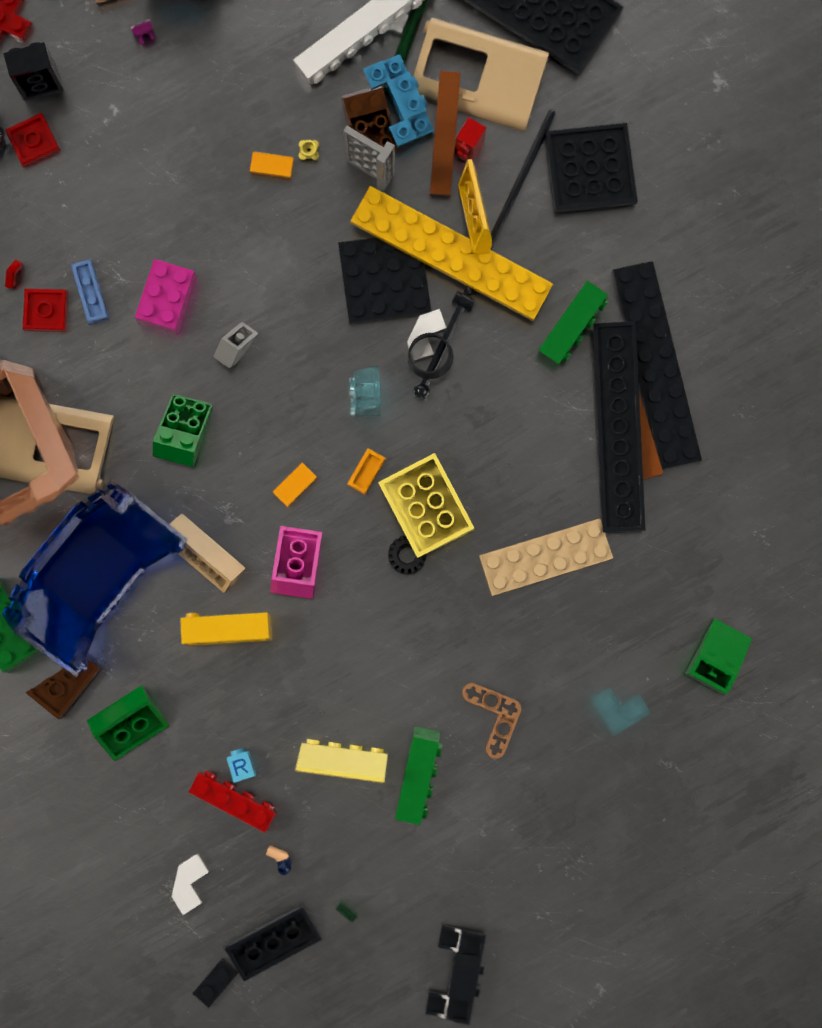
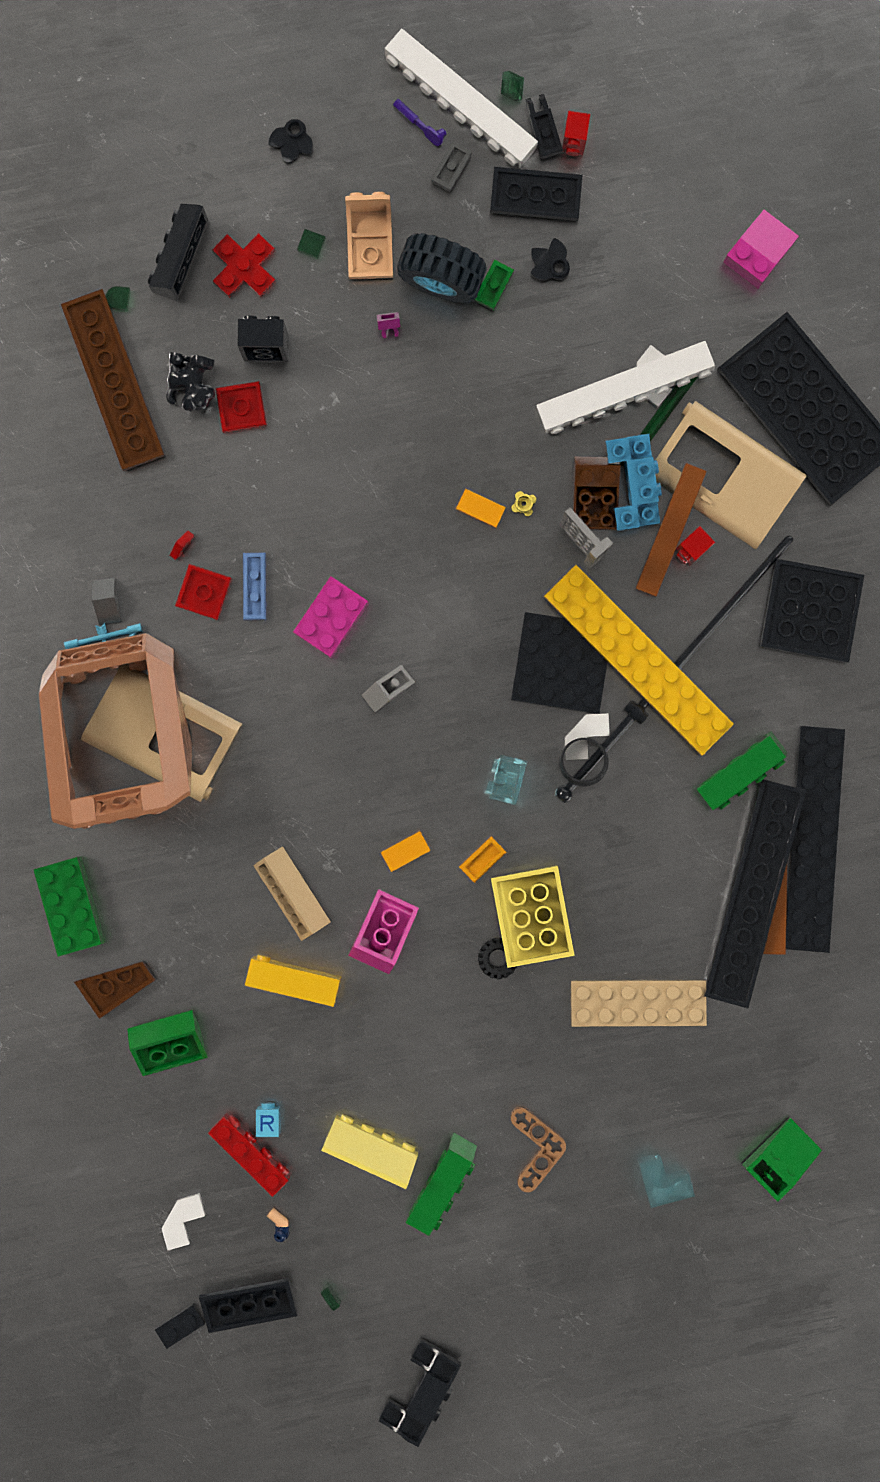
camera: 20 degrees right, 5 degrees up
(86, 572) = (166, 880): clear blue windscreen -> none
(182, 430) = (307, 760): green slope -> none
(474, 210) = (676, 624): yellow slope -> none

